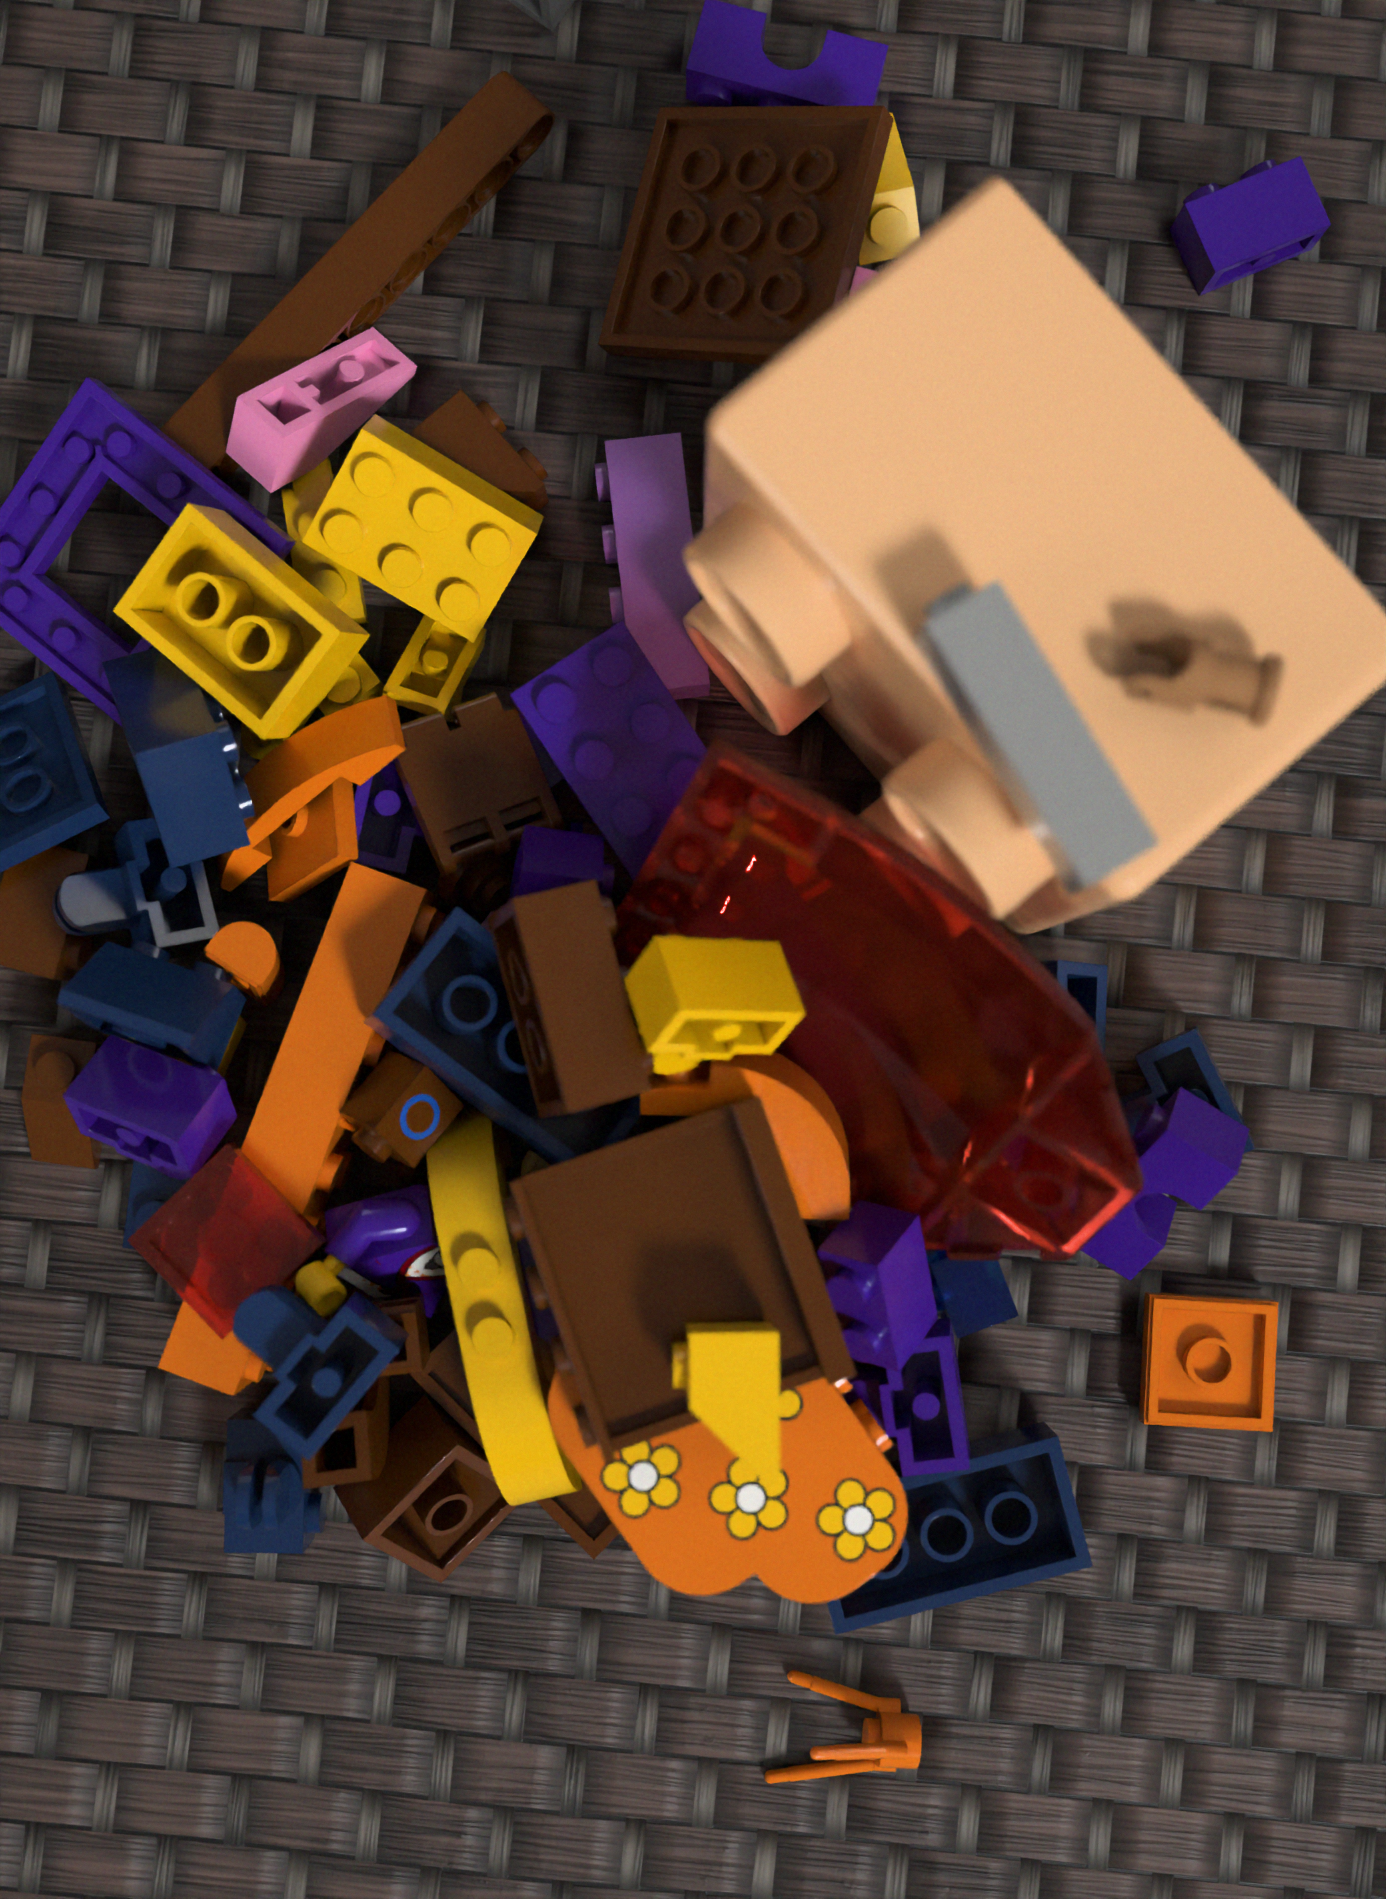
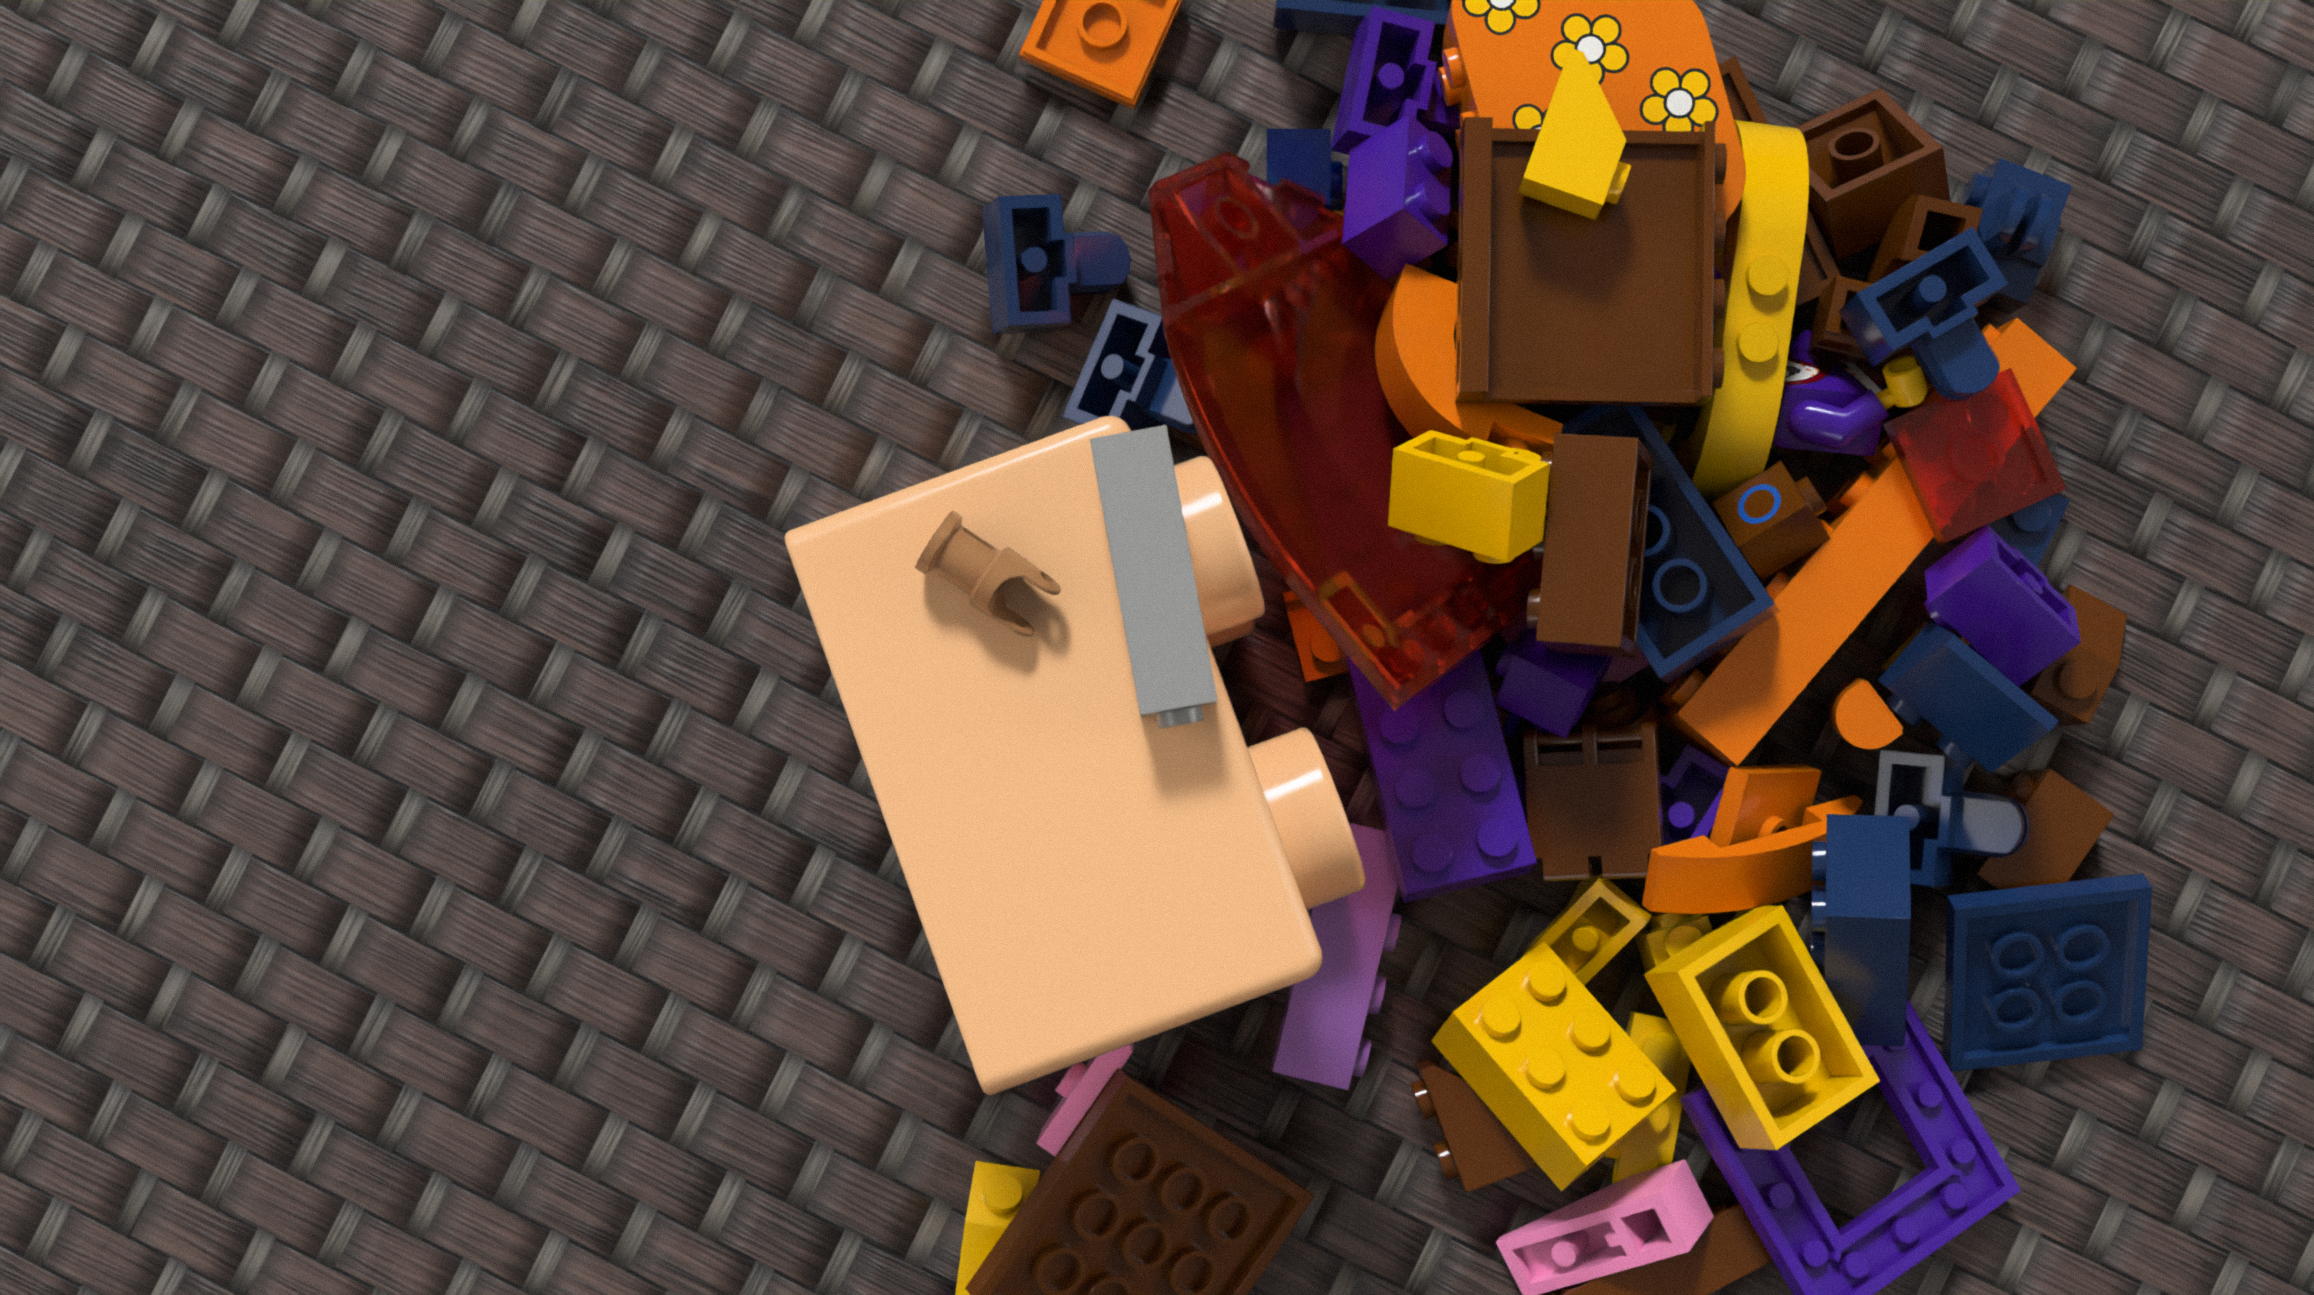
camera: 155 degrees left, 0 degrees up
(1182, 1152) = (1081, 212): dark purple arch -> none
(1248, 224) = (643, 1078): dark purple brick -> none

